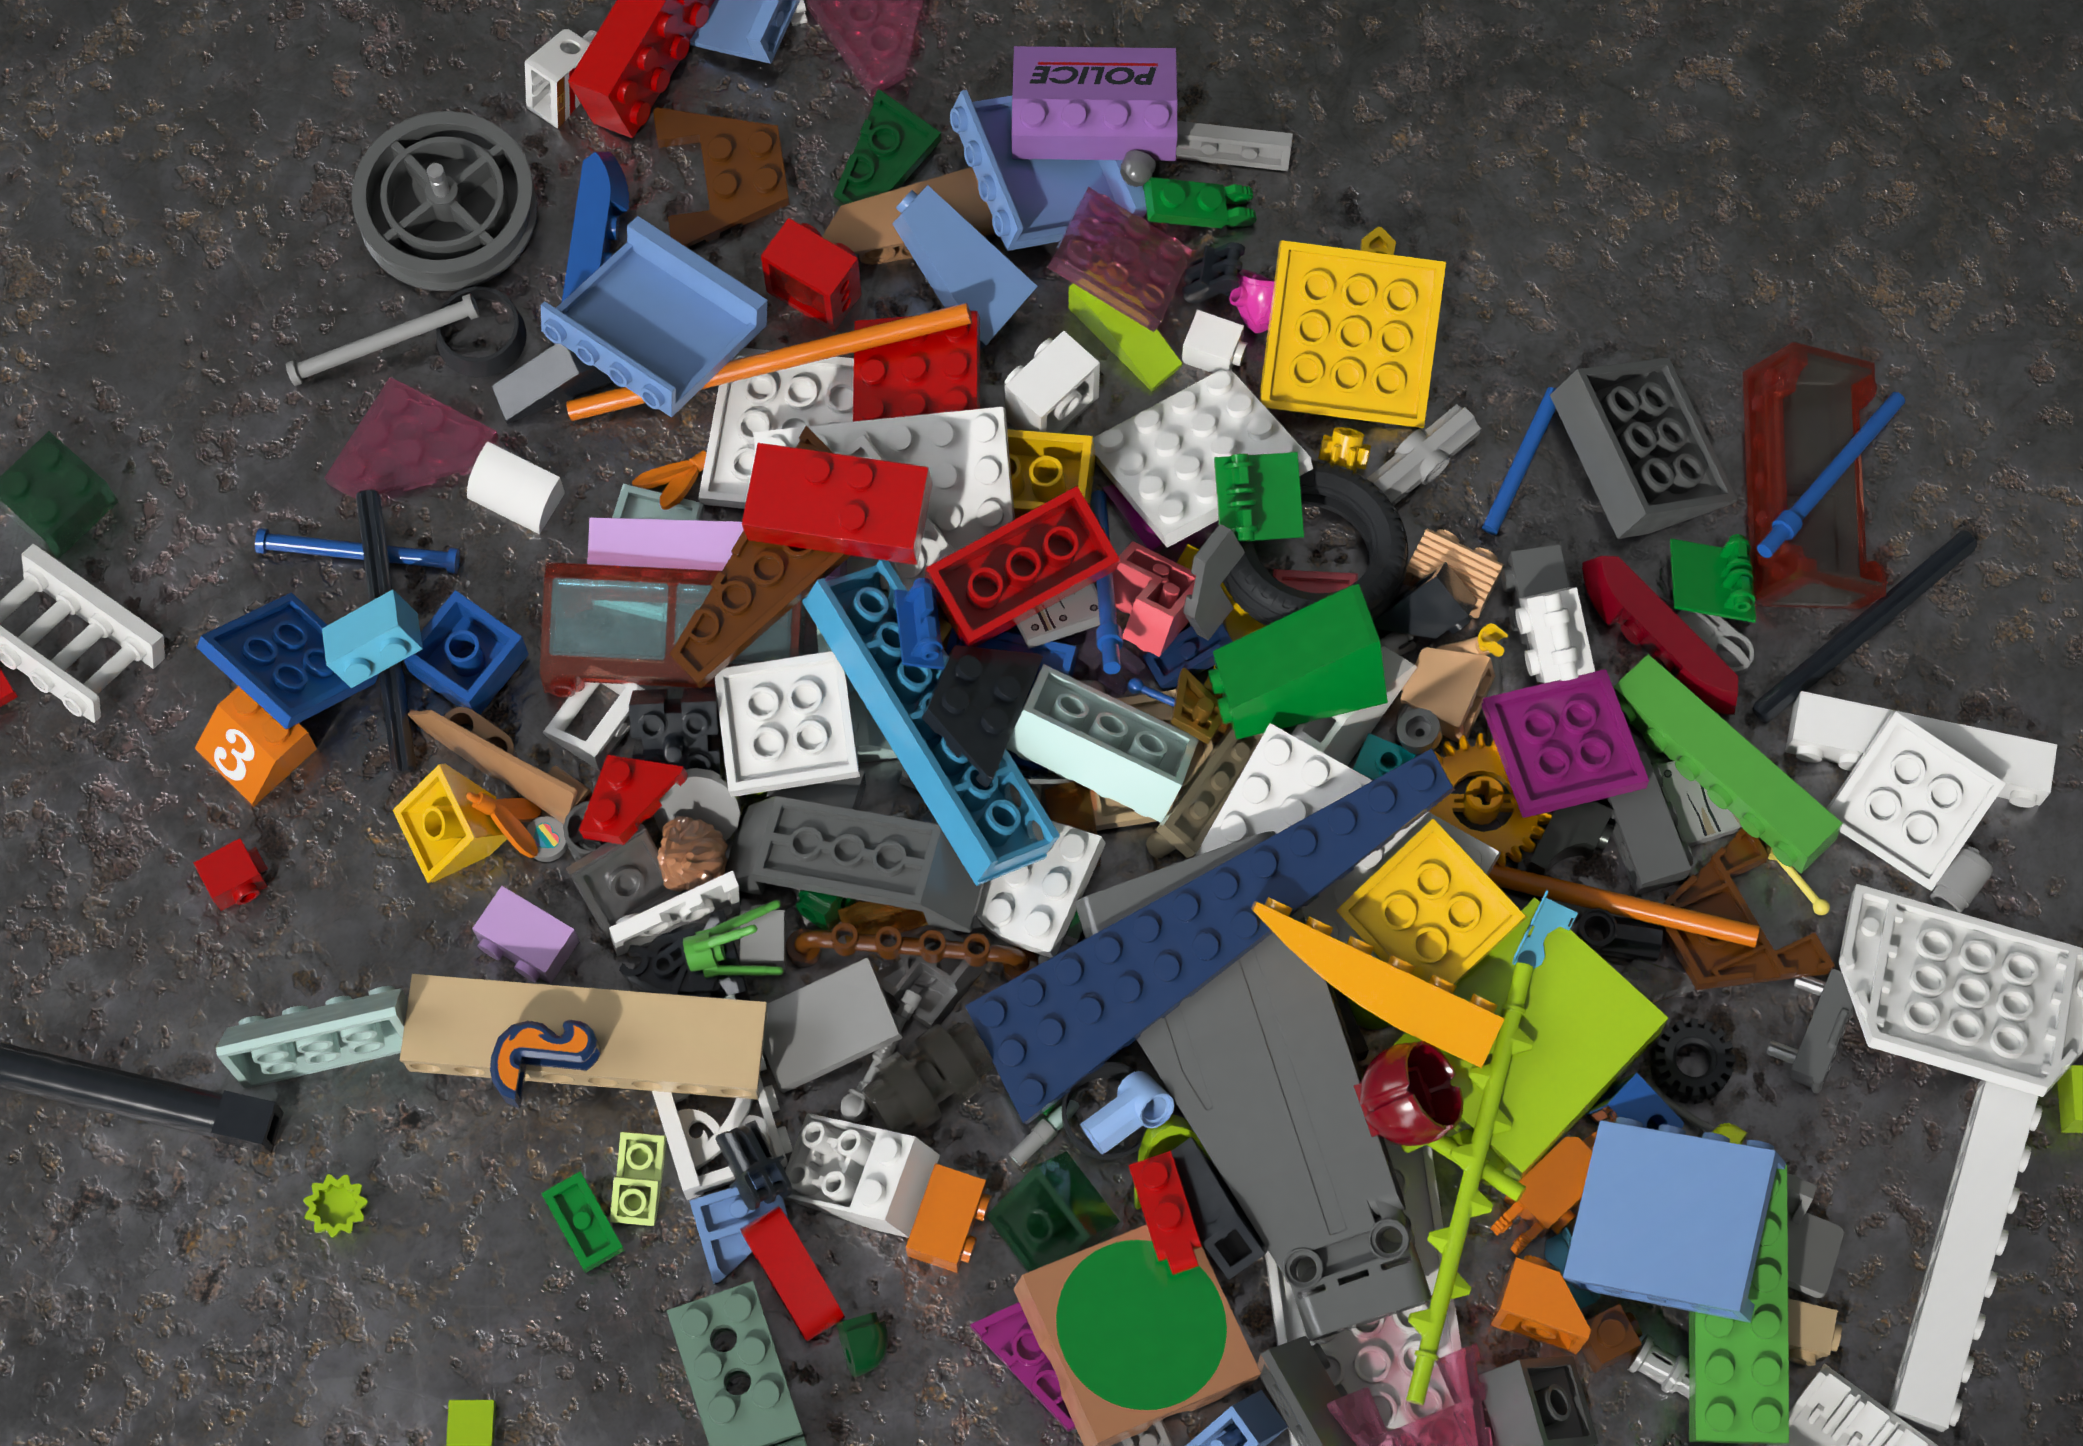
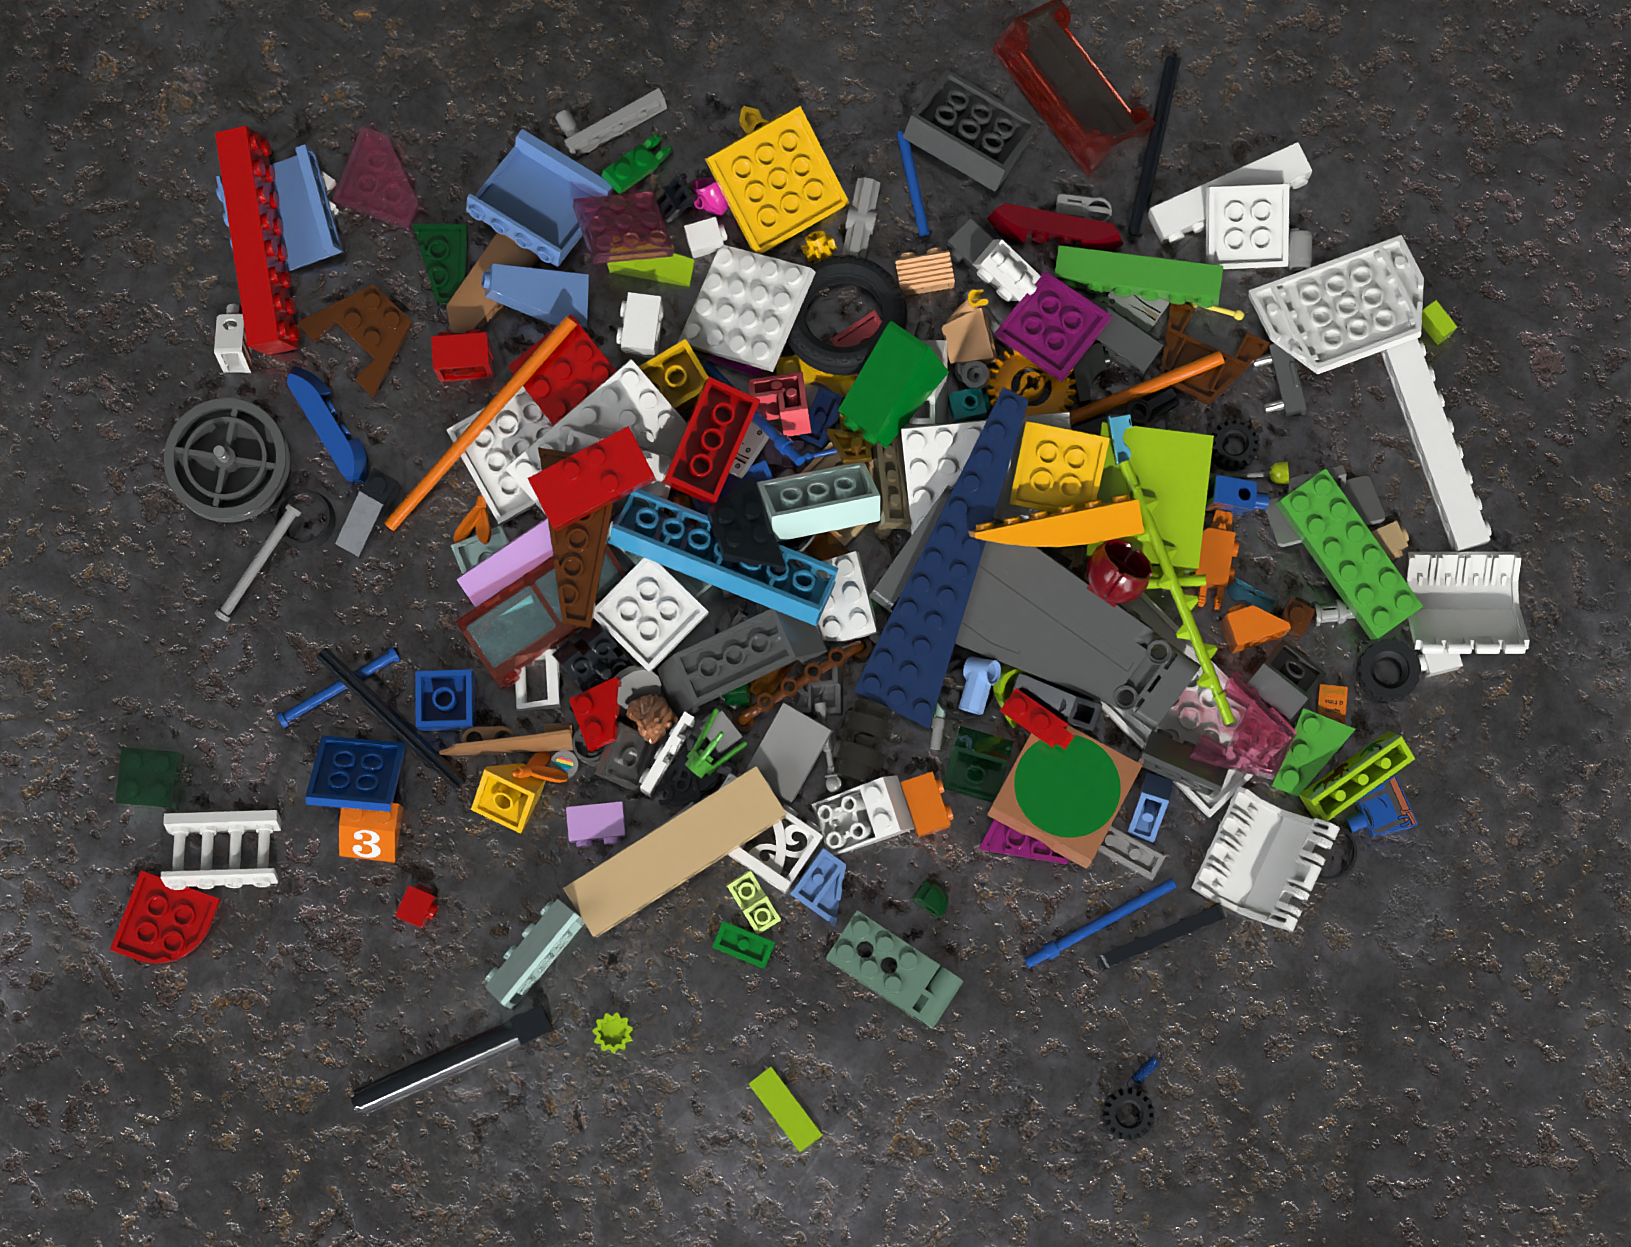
camera: 35 degrees left, 10 degrees up
(372, 638) = (393, 730): medium azure brick -> none
(407, 444) = (316, 609): clear pink plate -> none
(514, 487) = (395, 591): white brick -> none
(539, 1046) = (662, 875): dark blue animal -> none
(657, 318) = (402, 444): medium blue panel -> none
(753, 1160) = (811, 852): black arm -> none
(792, 1273) = (871, 890): red beam -> none
(919, 625) = (682, 512): blue hinge -> none
(1094, 103) = (540, 147): medium lavender slope -> none
(1137, 168) = (592, 170): dark grey hinge -> none
(1211, 565) = (806, 368): dark grey tile -> none
(1259, 495) = (802, 310): green hinge -> none
(1430, 606) = (929, 301): black slope -> none
(1672, 1218) = (1289, 537): medium blue panel -> none
(1714, 578) = (1060, 178): green hinge -> none
(1790, 521) = (1080, 119): blue bar -> none

